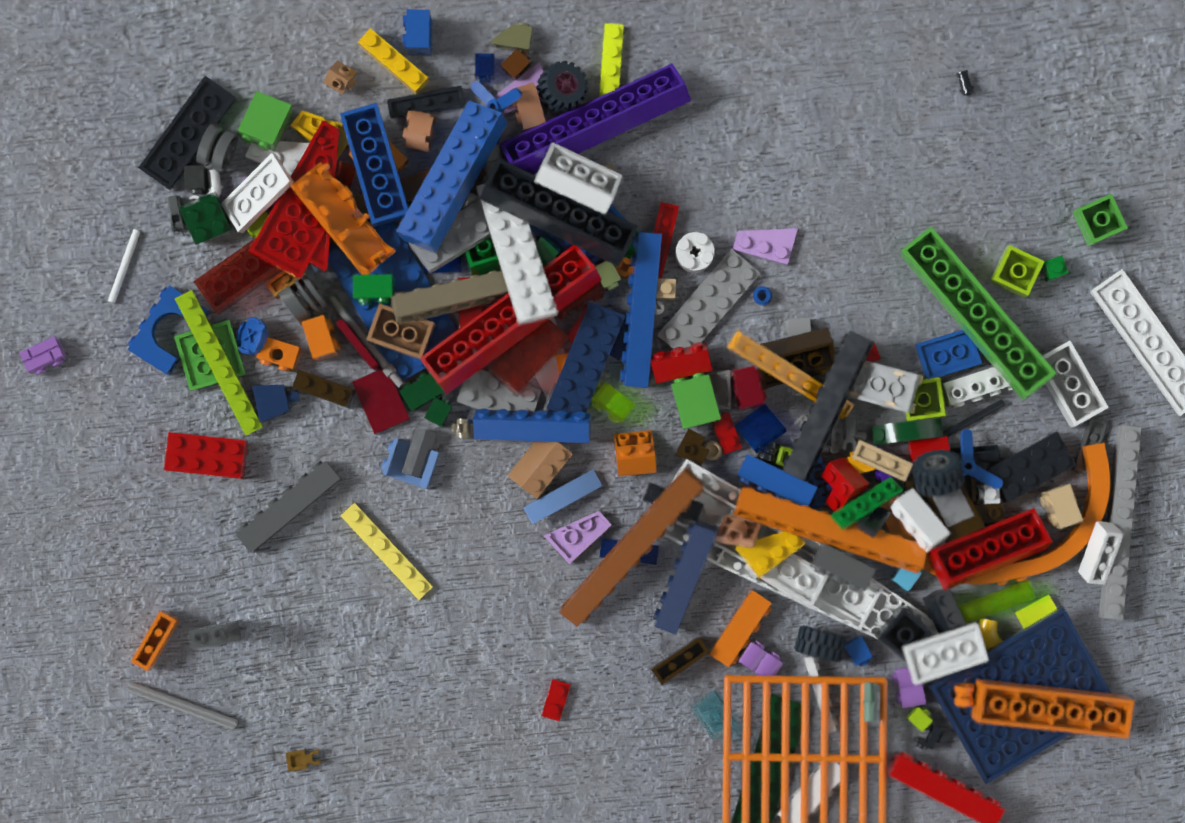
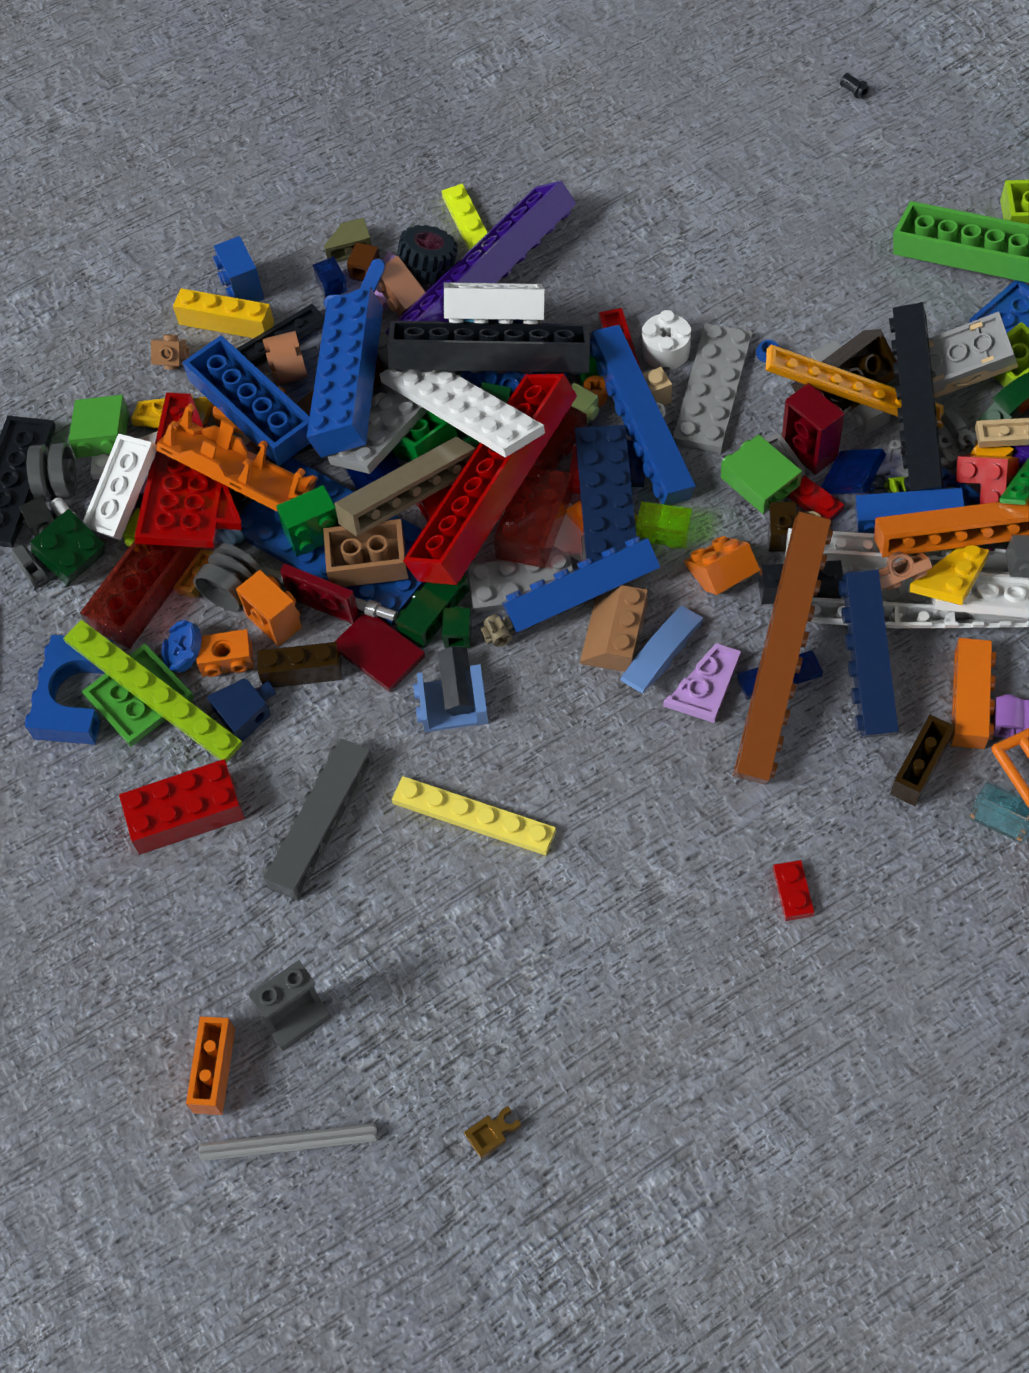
camera: 20 degrees left, 25 degrees down
(681, 362) = (717, 444): red brick -> none
(767, 244) = (741, 305): lavender wing -> none

